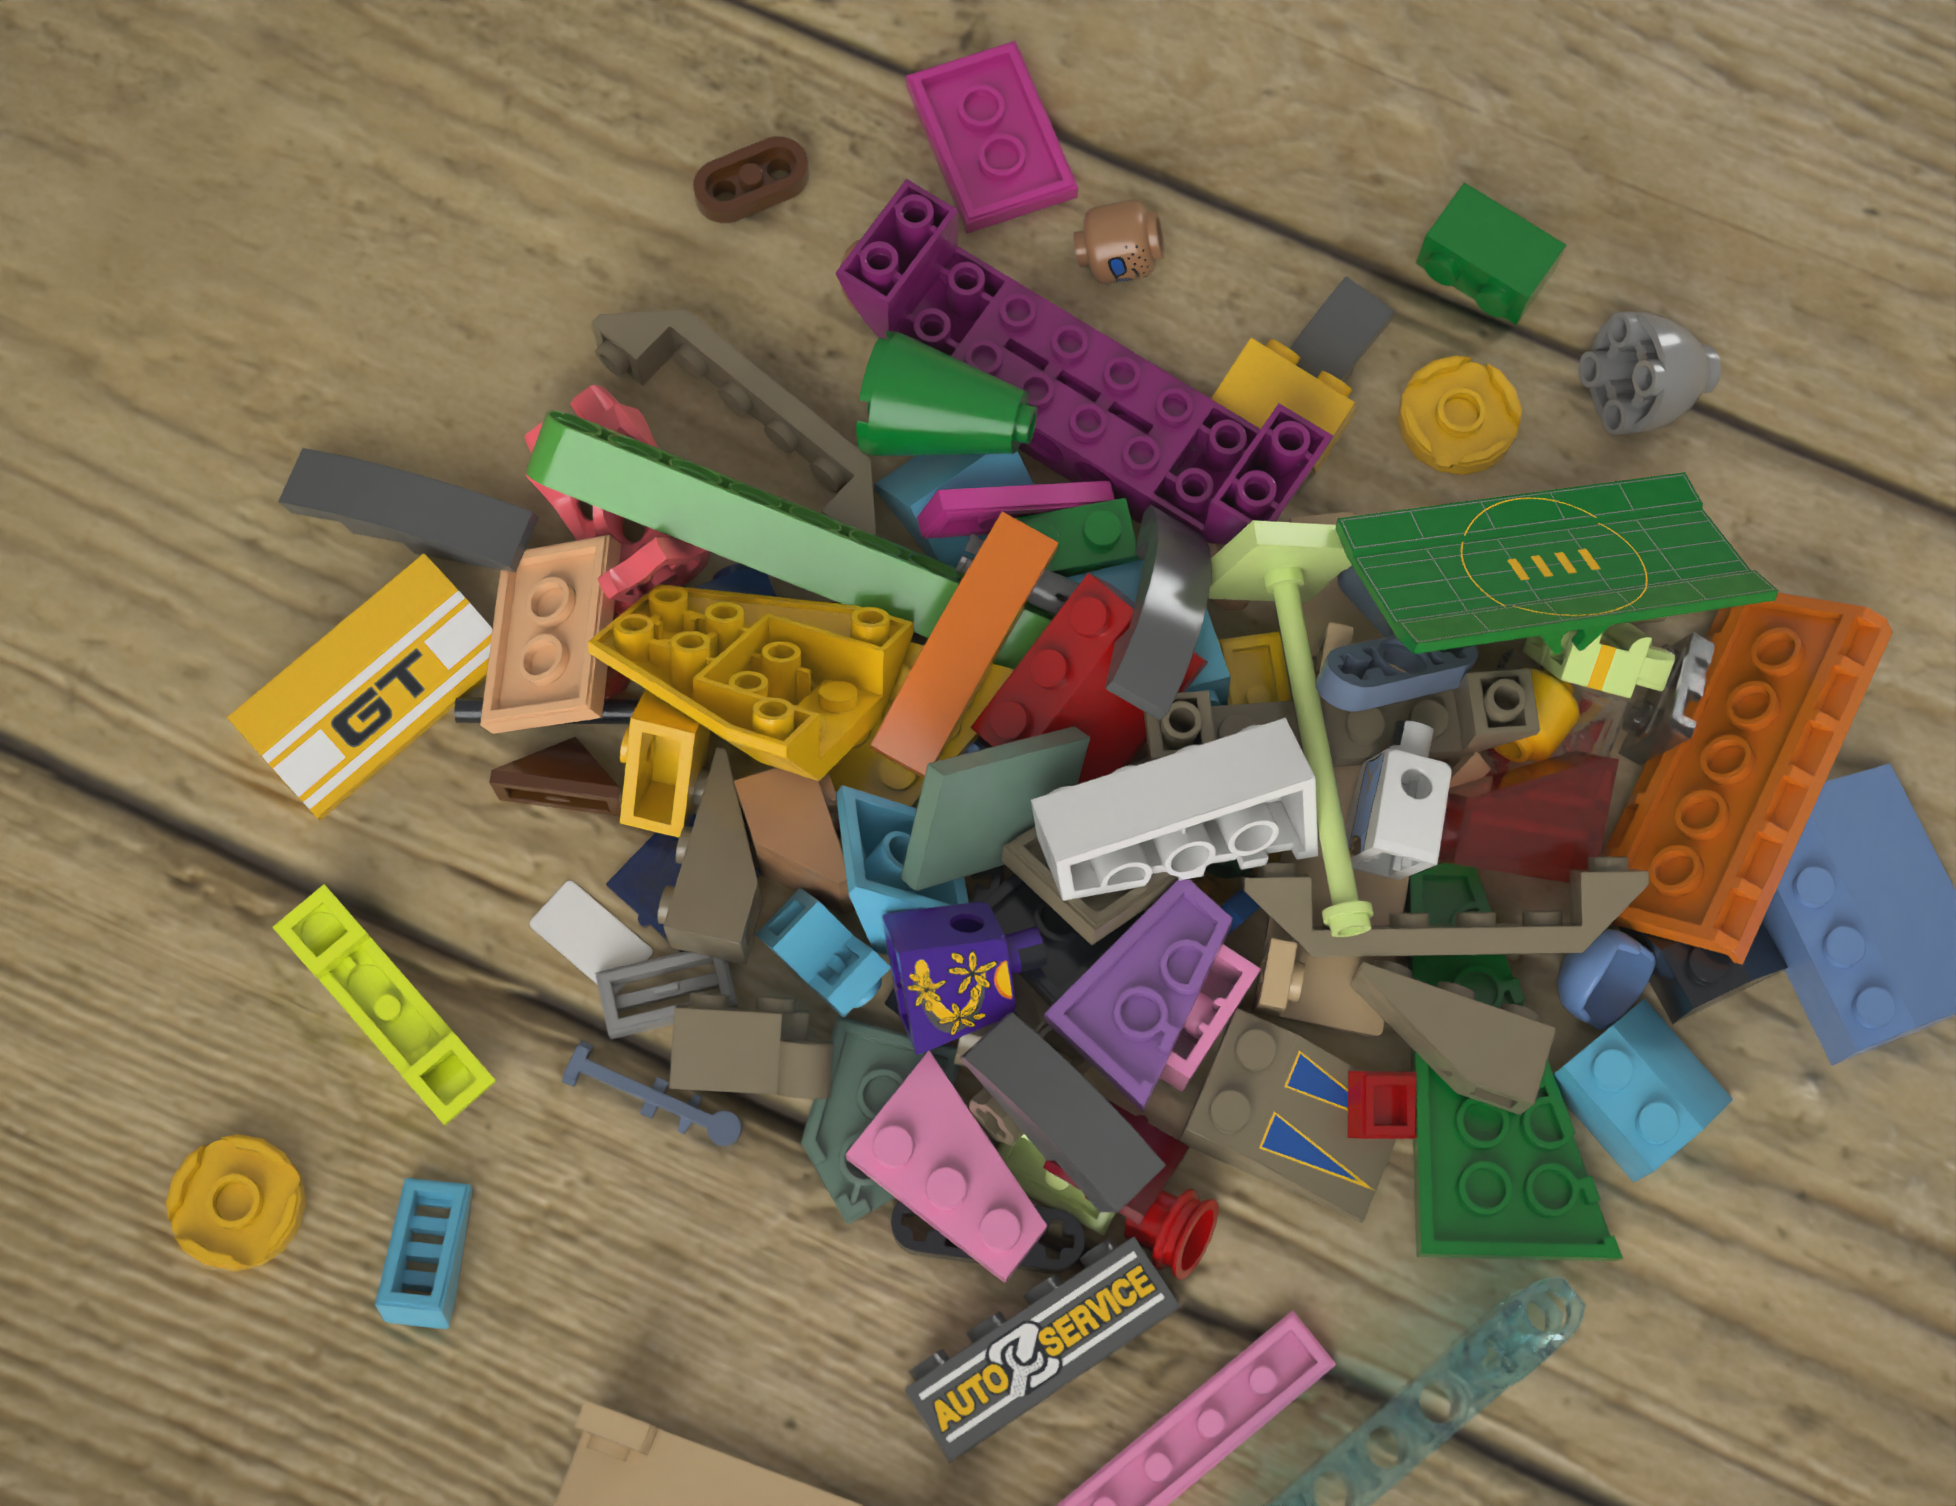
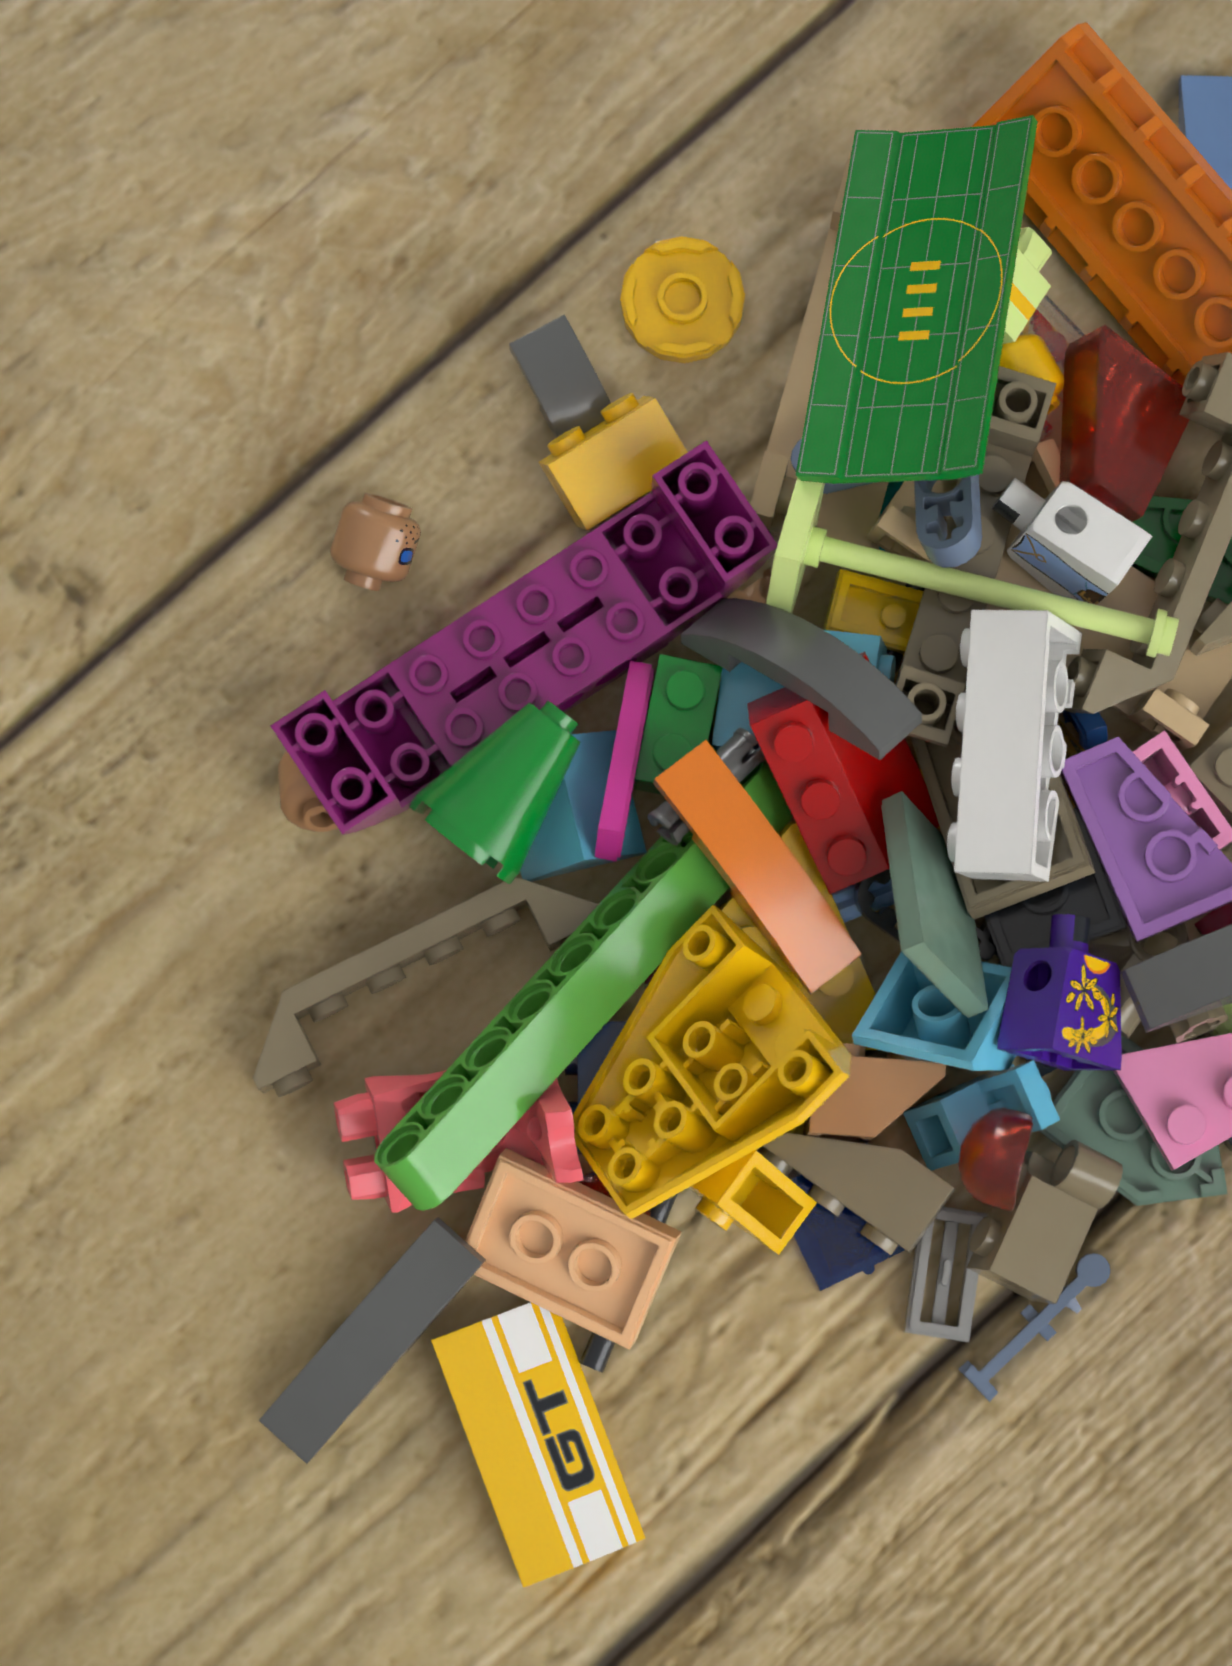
camera: 65 degrees left, 10 degrees up
(384, 1004) = (863, 1535): neon yellow slope -> none
(423, 1310) = (1151, 1606): medium azure slope -> none
(559, 778) = (701, 1290): reddish brown slope -> none
(588, 933) = (858, 1324): white sticker -> none
(748, 177) = (151, 873): reddish brown plate -> none
(782, 965) = (994, 1156): none -> clear red hair
(991, 137) = (197, 616): dark pink tile -> none
(1489, 254) = (538, 196): green brick -> none
(1646, 372) = (725, 110): light grey piece -> none
(1657, 720) = (1072, 266): clear smoke wing -> none

